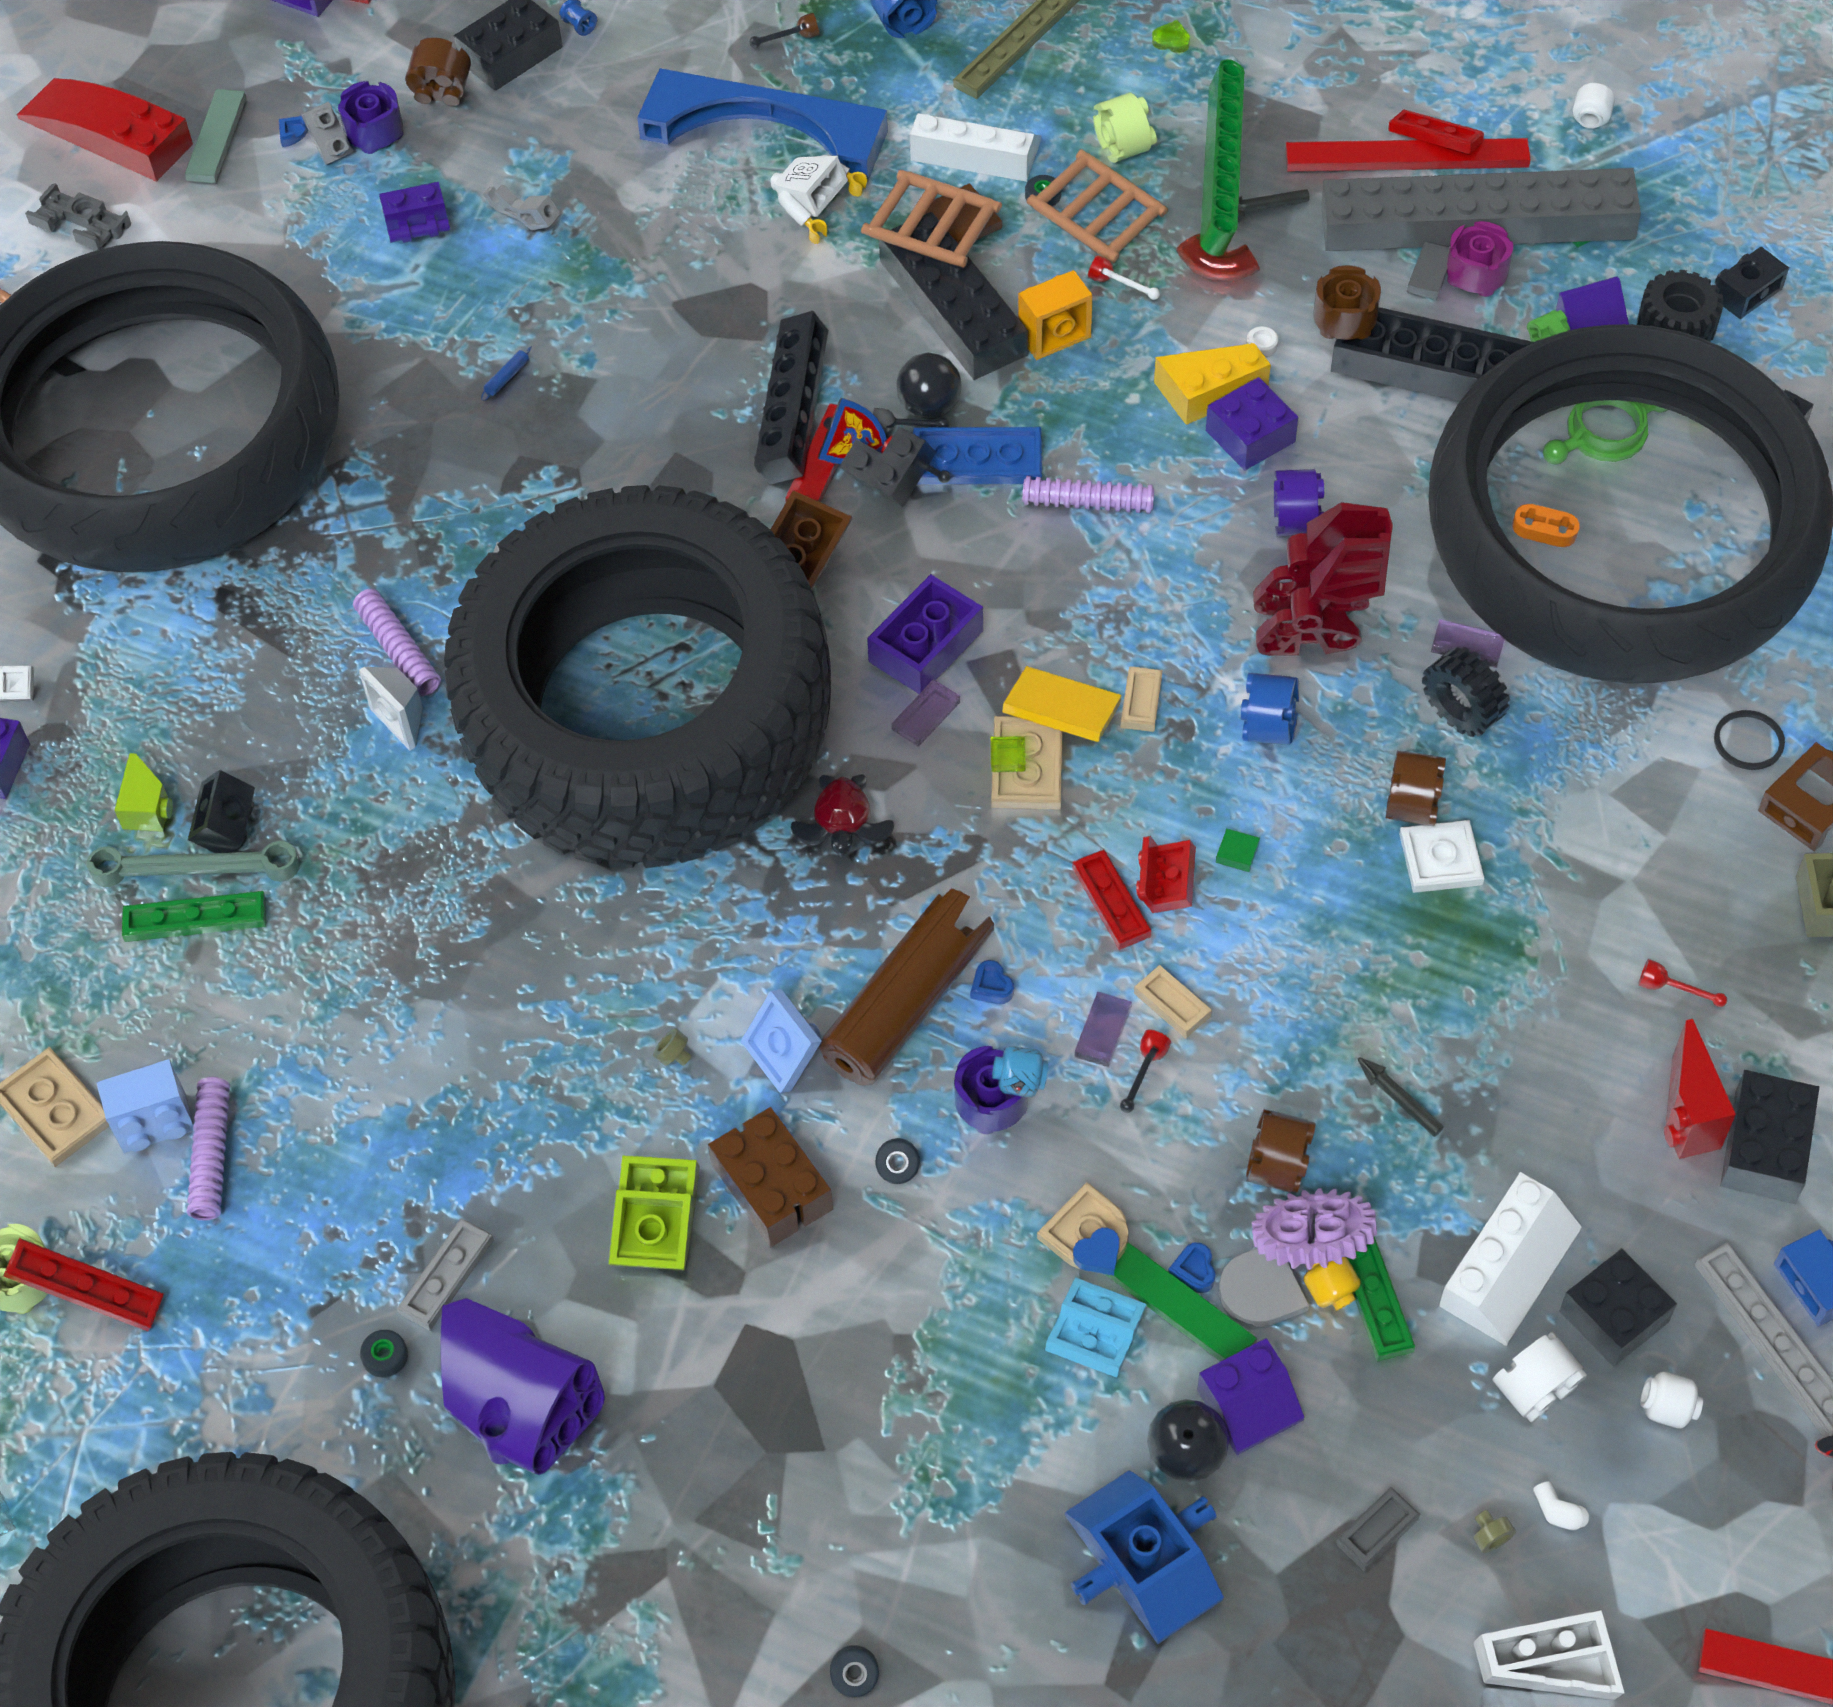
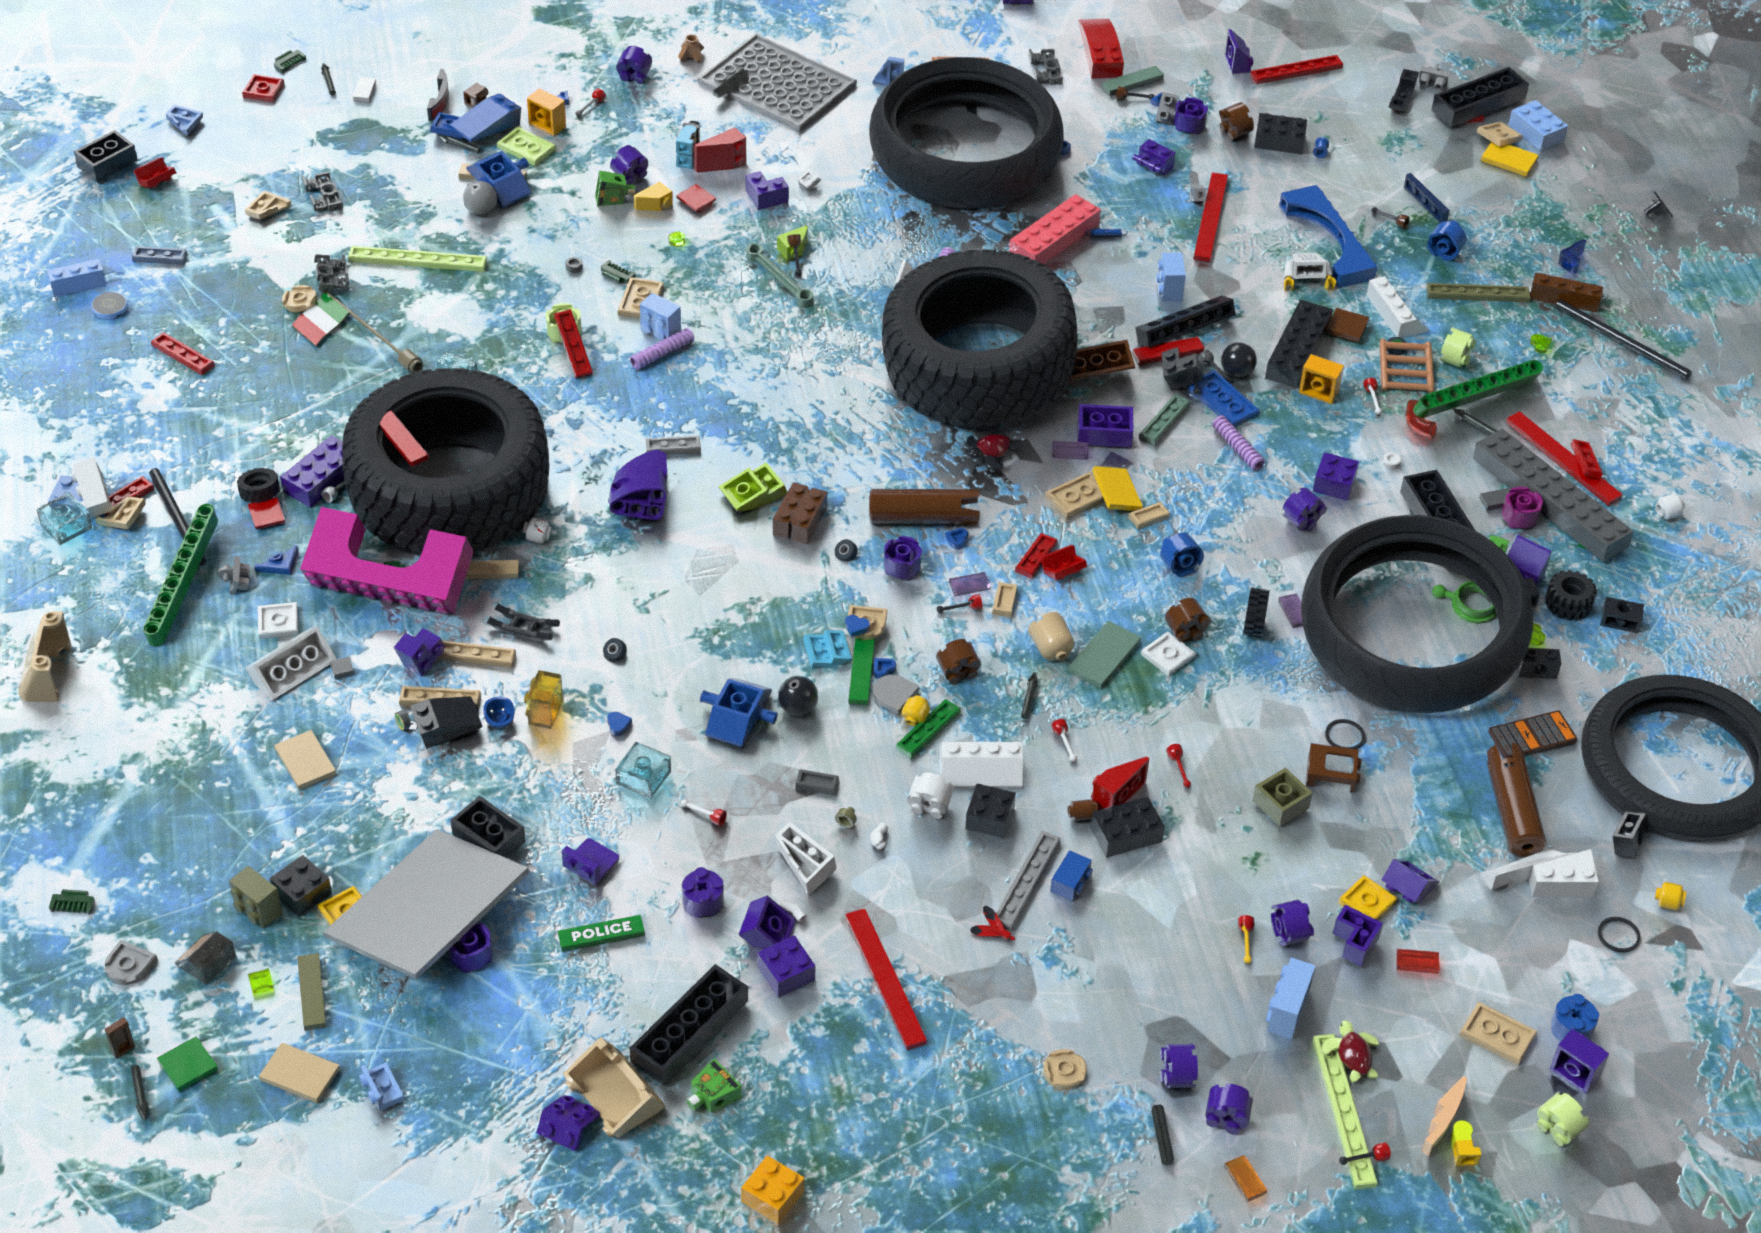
camera: 50 degrees right, 10 degrees down
(158, 793) = (794, 241): none -> hinge
(194, 916) = (757, 289): green tile -> none
(222, 813) = (816, 267): black brick -> none
(233, 164) = (1122, 93): none -> hinge
(390, 1364) = (624, 446): black wheel -> none
(453, 436) = (1056, 230): none -> coral brick
(478, 1628) = (537, 530): none -> white head
(596, 232) = (1210, 217): none -> red tile
(672, 1048) = (830, 454): olive tile -> none
(691, 353) = (1171, 277): none -> light blue brick
(781, 1041) = (862, 482): light blue tile -> none
(848, 424) = (1185, 341): shield -> none
(930, 247) = (1347, 311): nougat bar -> none
(959, 551) = (1164, 419): none -> sand green tile
(1008, 754) = (1072, 483): clear neon green tile -> none
(1020, 1071) = (911, 552): dark azure head -> none
(1201, 377) = (1344, 444): yellow wedge -> none
(1237, 850) = (1102, 584): green tile -> none
(1251, 1395) = (838, 709): dark purple slope -> none
(1323, 989) = (1052, 636): none -> tan cylinder
(1332, 572) = (1255, 531): dark red piece -> none
(1340, 1228) = (930, 687): lavender gear -> none
(1346, 303) = (1425, 463): reddish brown brick -> none
(1385, 940) = (1104, 654): none -> sand green tile
(1503, 1098) = (1060, 727): none -> hinge
(1545, 525) = (1357, 574): orange beam -> none
(1671, 1400) = (961, 848): white head -> none
(1695, 1175) = (1081, 809): none -> reddish brown brick

